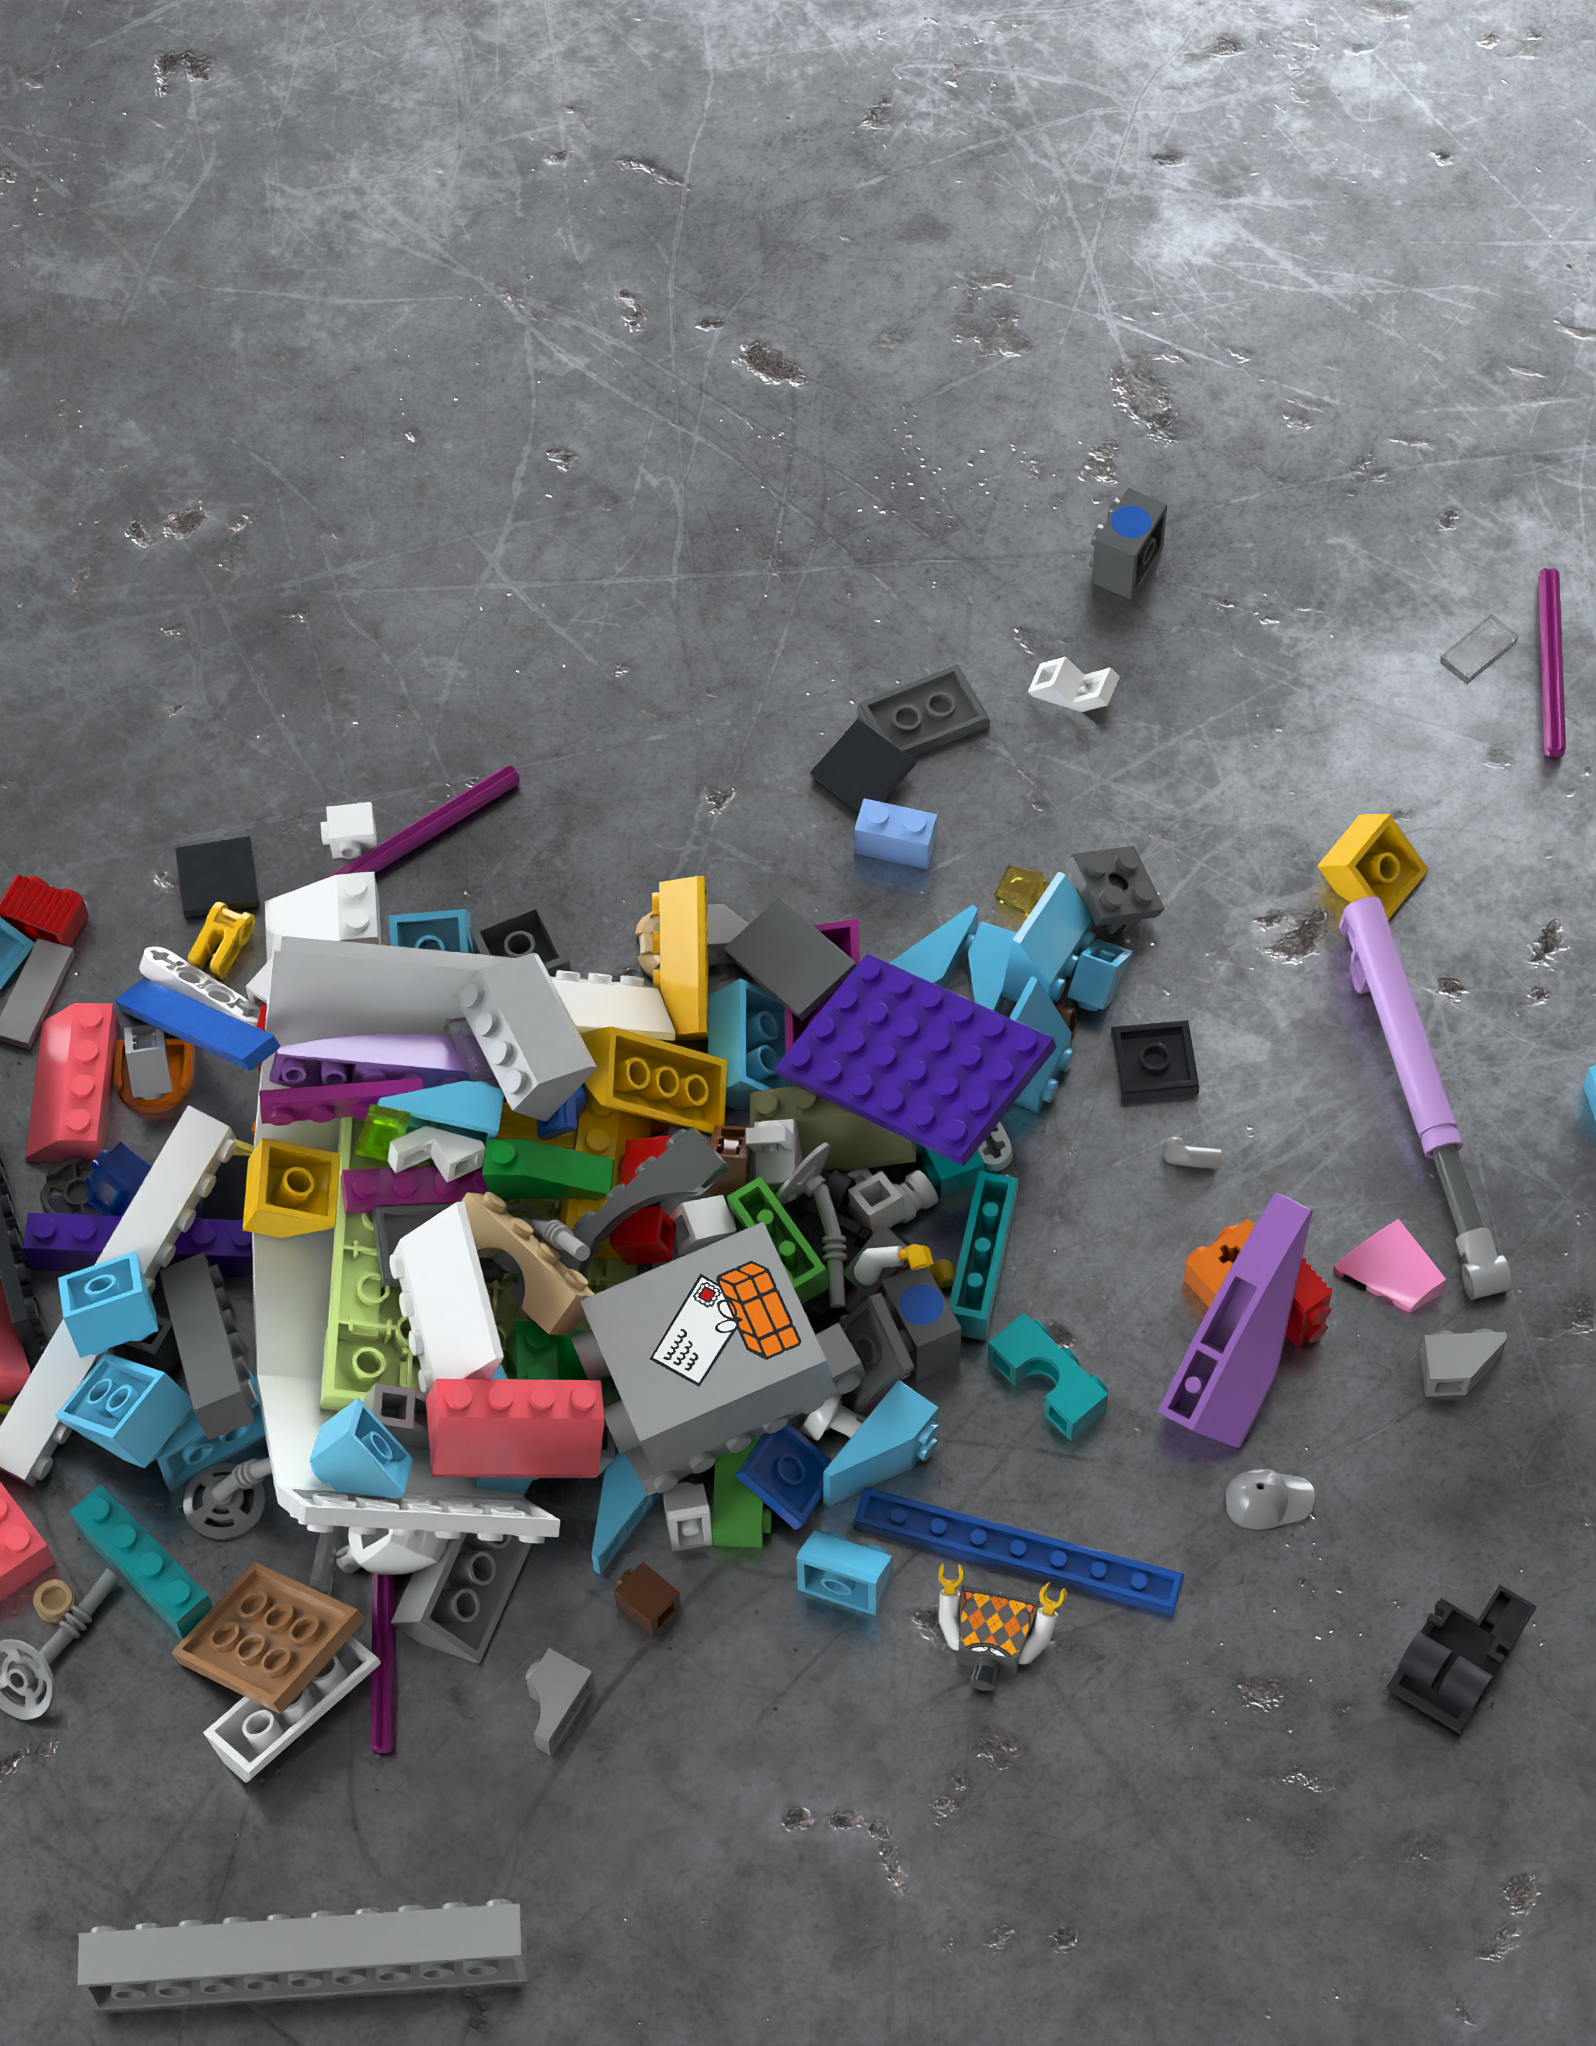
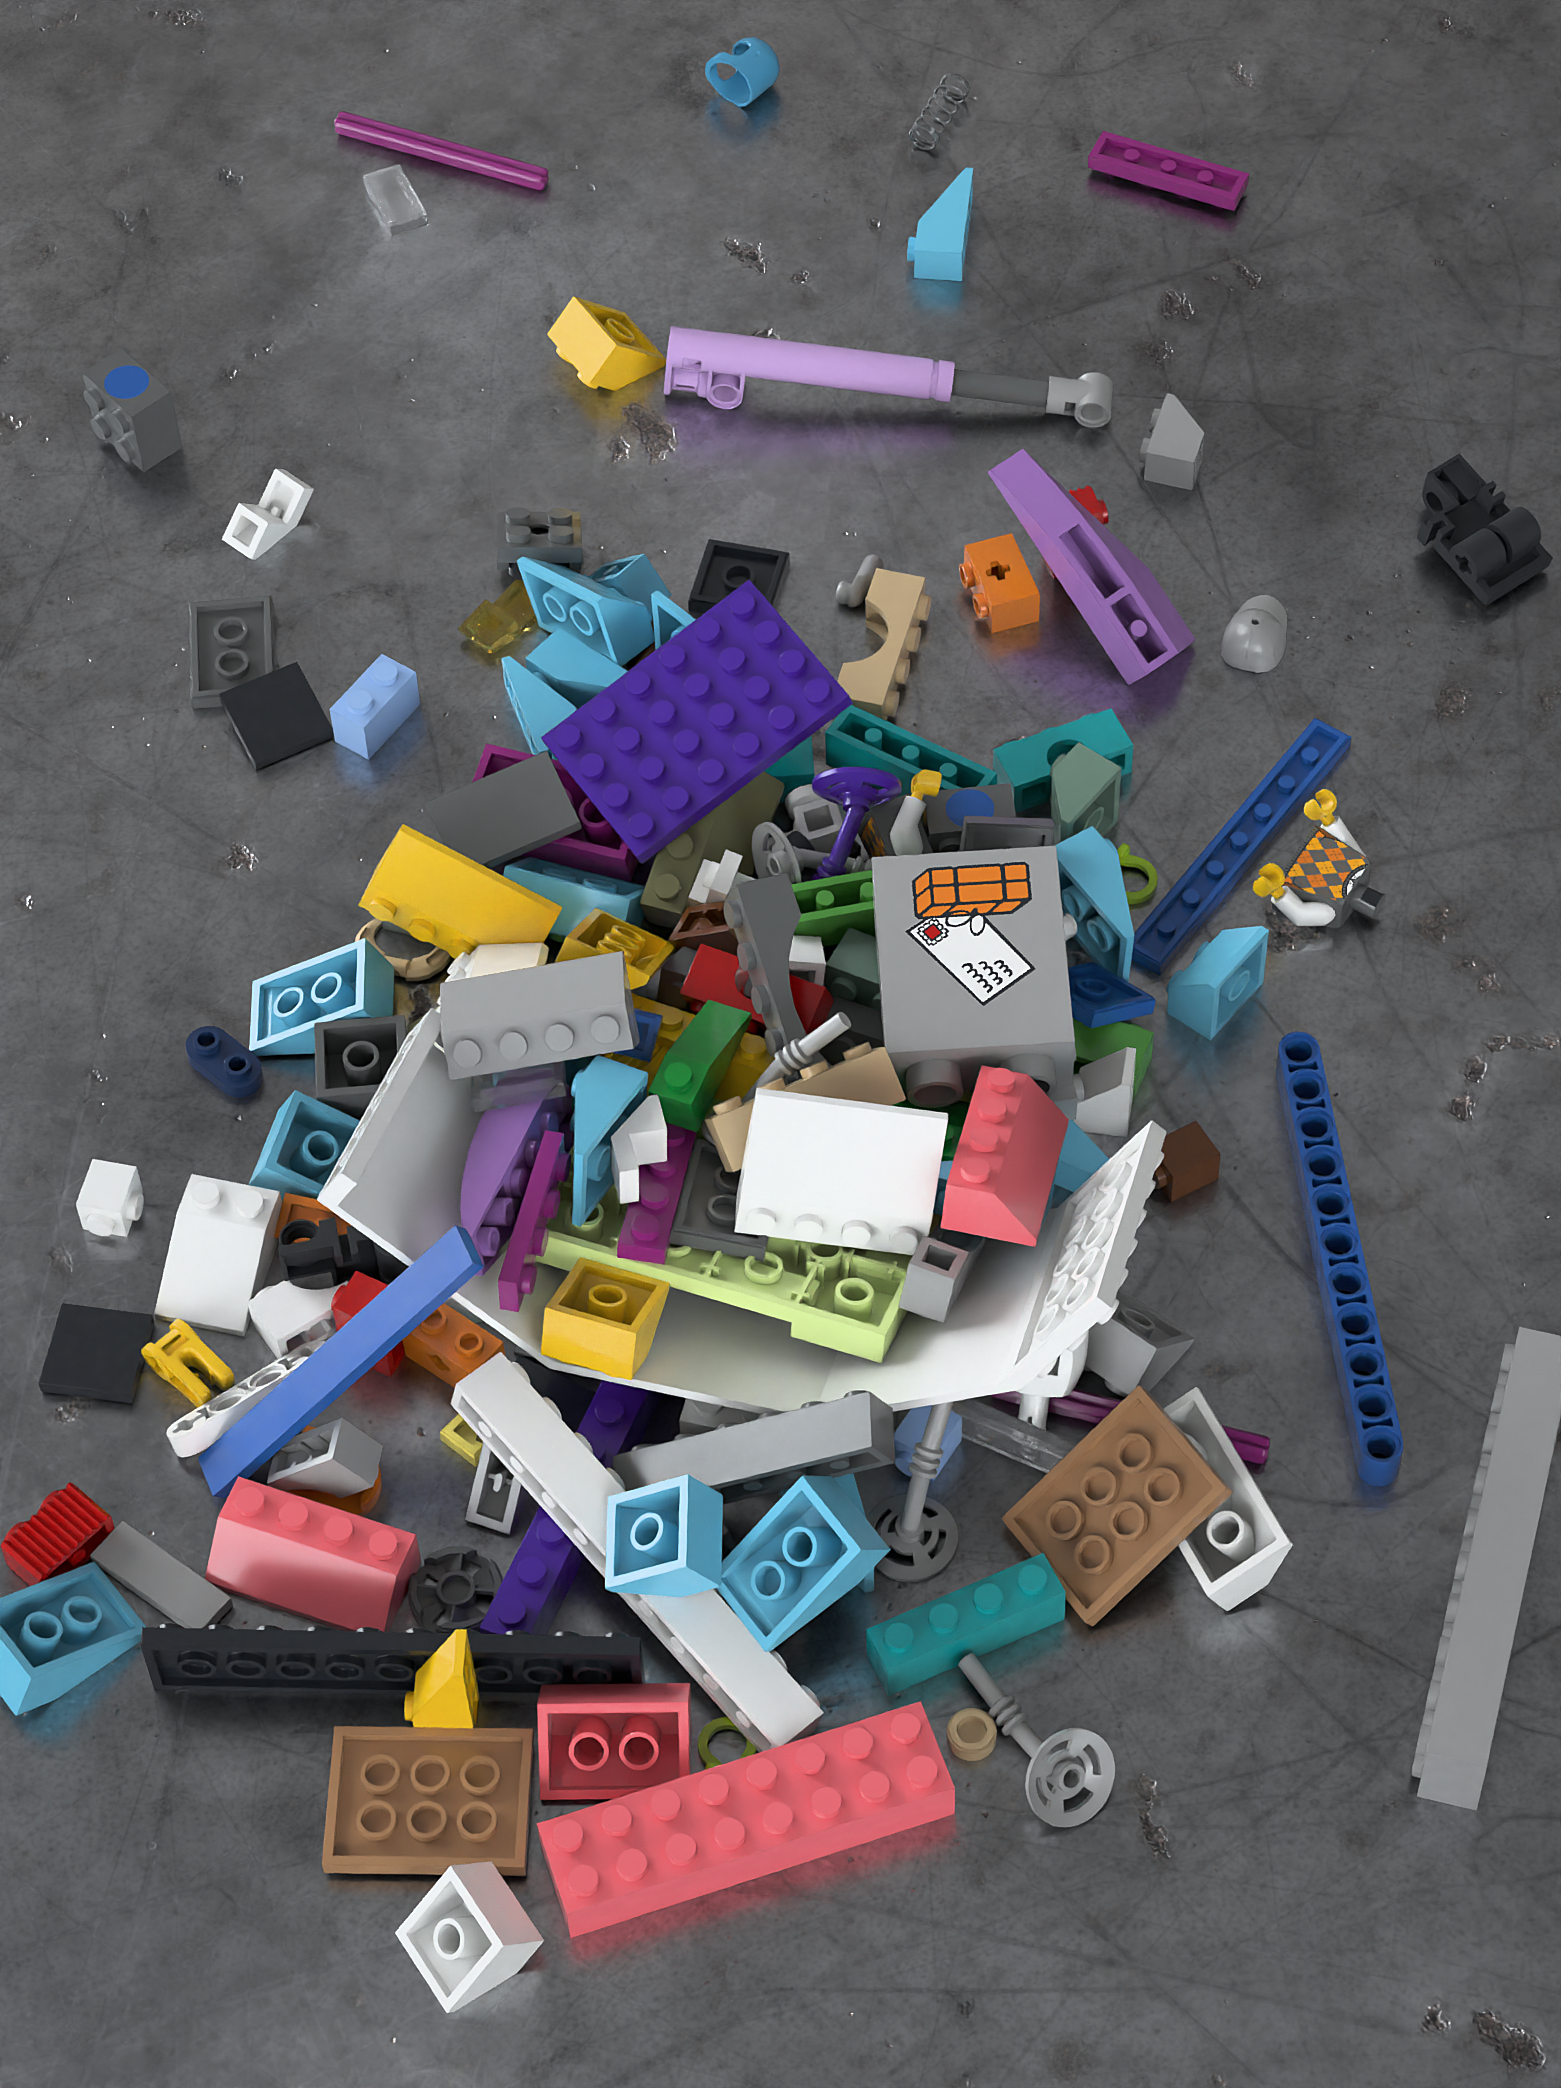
camera: 70 degrees left, 5 degrees down
(115, 1179) = (489, 1518): clear blue window -> none
(360, 1455) = (995, 1293): medium azure slope -> none
(379, 1129) = (596, 1185): clear neon green tile -> none
(434, 822) = (139, 1132): magenta axle -> none
(512, 857) = (219, 1060): none -> dark blue plate
(561, 1691) = (1265, 1268): light grey arch -> none
(581, 1767) = (1338, 1271): none -> blue beam
(585, 907) = (330, 987): none -> medium azure slope
(869, 1203) = (856, 801): none -> dark purple dish
(944, 1450) = (1133, 861): none -> lime piece
(984, 1399) = (1083, 793): none -> sand green slope
(1068, 1199) = (892, 611): none -> tan arch
(1394, 1268) = (1064, 453): bright pink slope -> none

